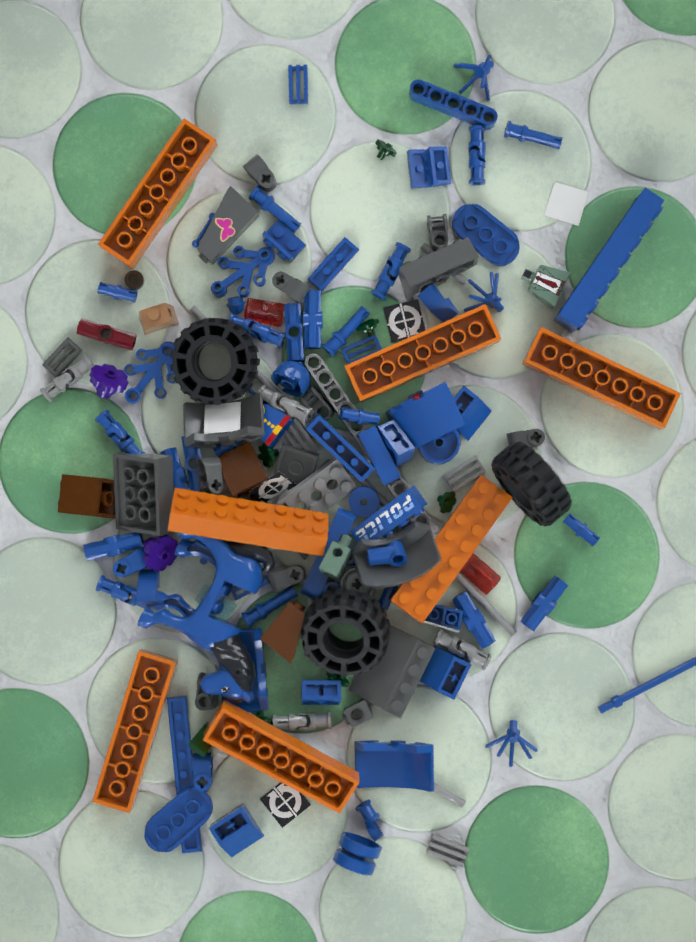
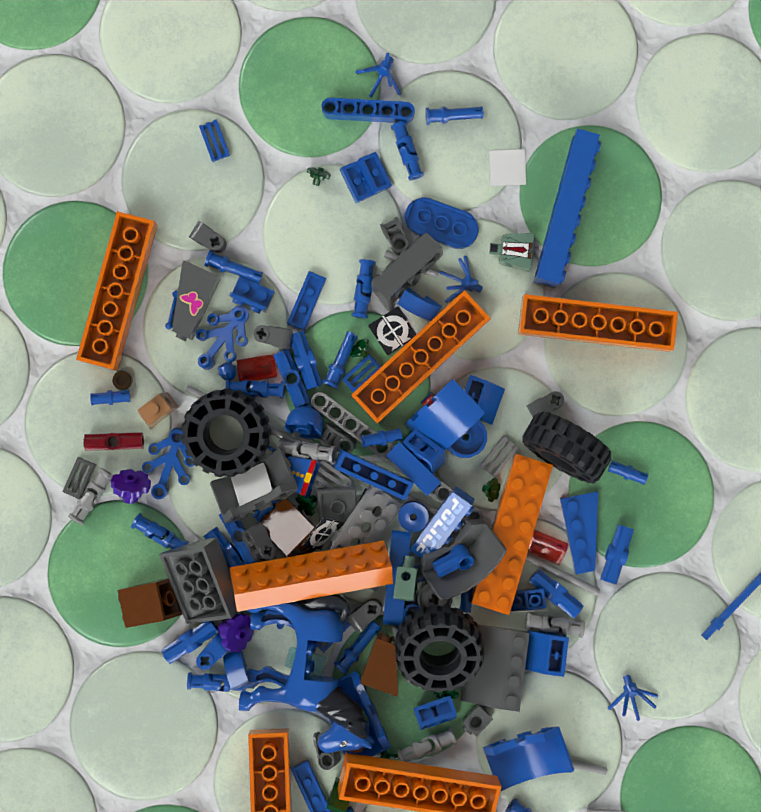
camera: 20 degrees left, 0 degrees up
(519, 564) = (581, 529): none -> blue wing

